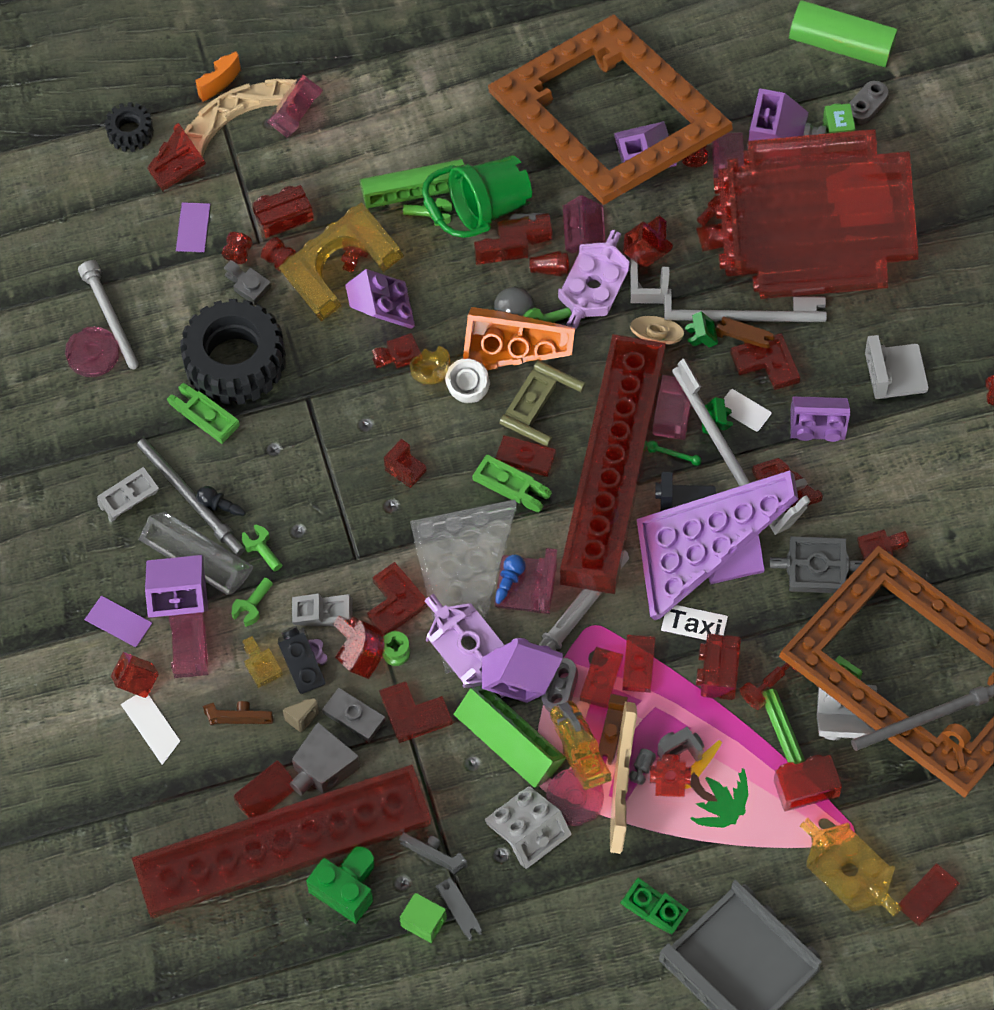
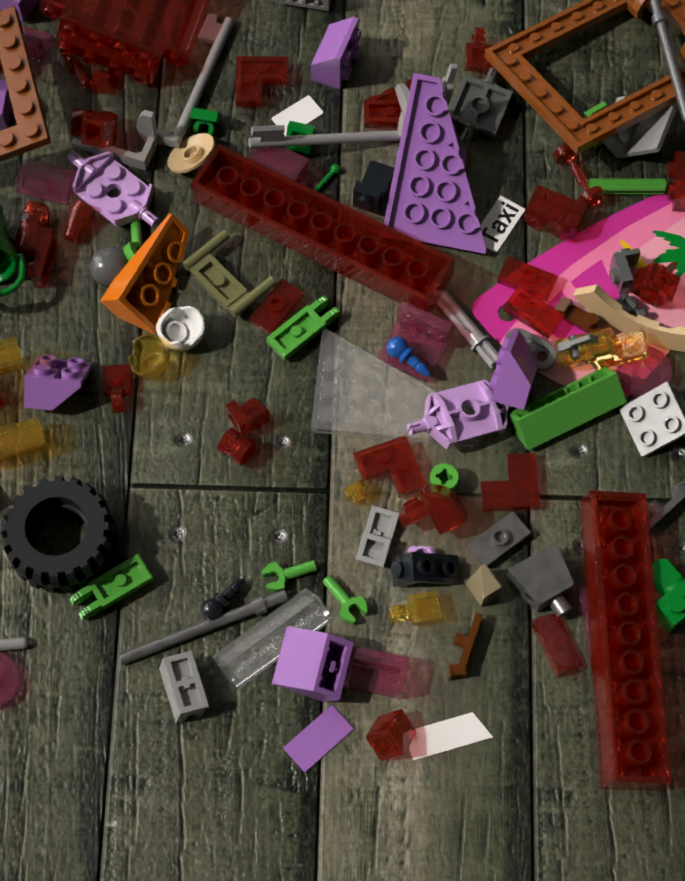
camera: 75 degrees left, 5 degrees up
(359, 578) = (356, 491): none -> clear yellow plate
(368, 466) = (235, 446): none -> clear red wheel
(744, 332) = (224, 84): reddish brown piece -> none

